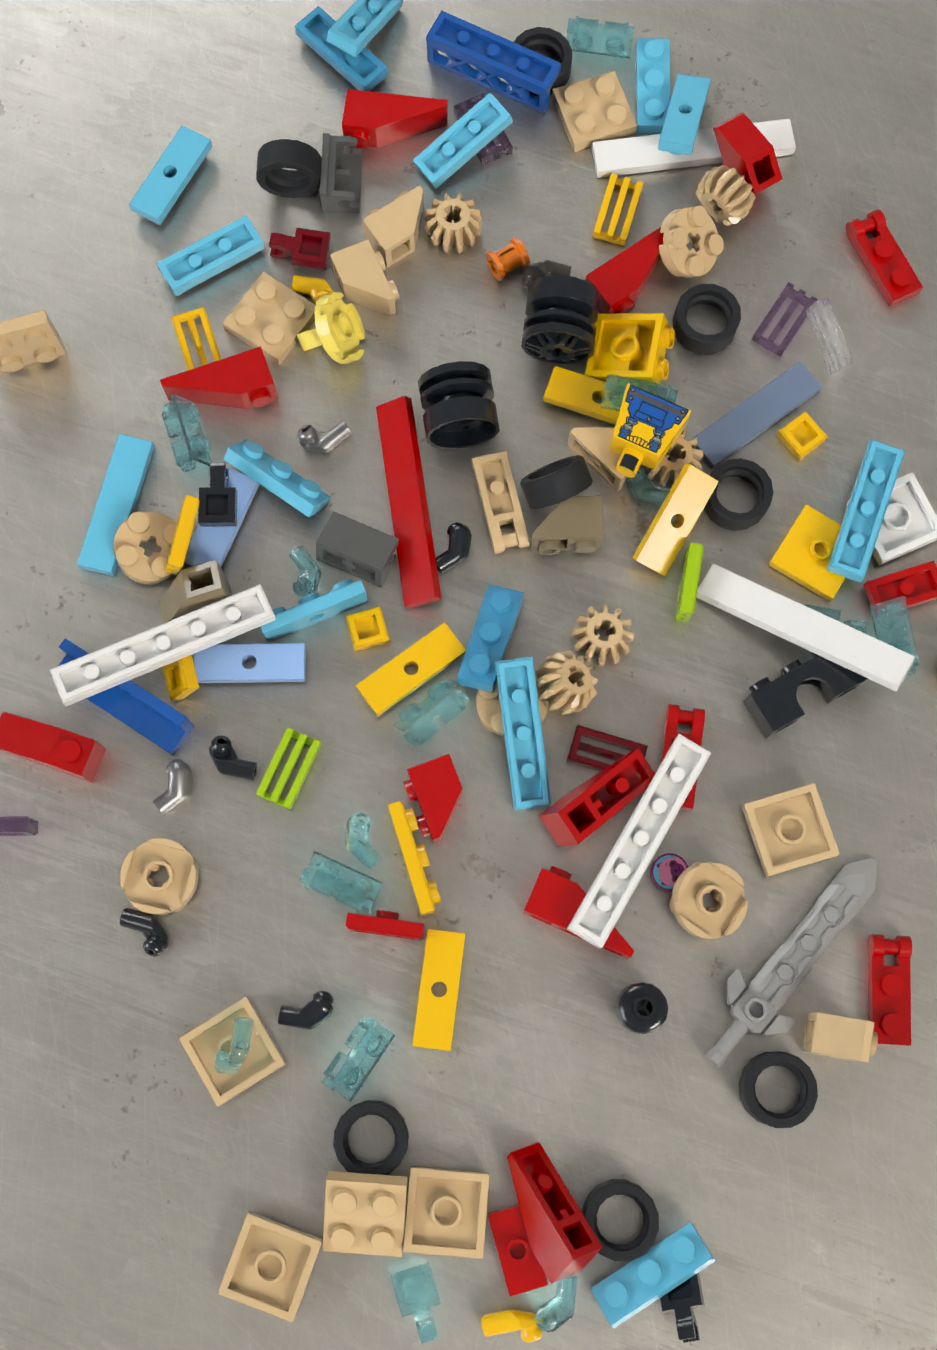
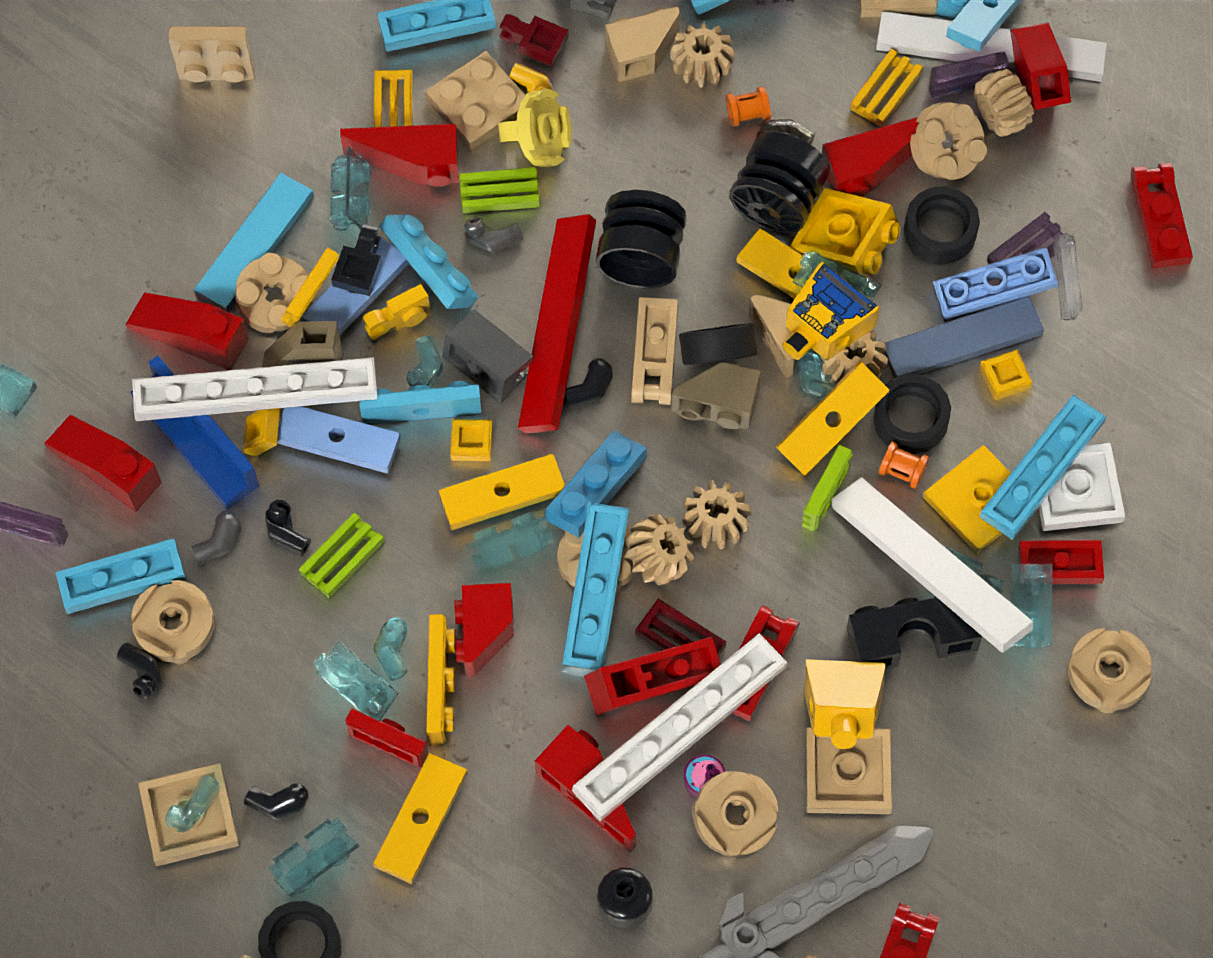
camera: 20 degrees right, 10 degrees down
(85, 600) = (191, 327): none -> red slope
(98, 849) = (119, 576): none -> medium azure plate
(270, 529) = (401, 311): none -> yellow plate
(313, 383) = (499, 184): none -> lime tile
(362, 278) = (586, 85): tan slope -> none
(683, 178) = (964, 74): none -> clear purple tile
(746, 542) = (904, 465): none -> orange bush
(753, 370) = (971, 289): none -> light blue tile
(769, 771) = (843, 699): none -> yellow torso

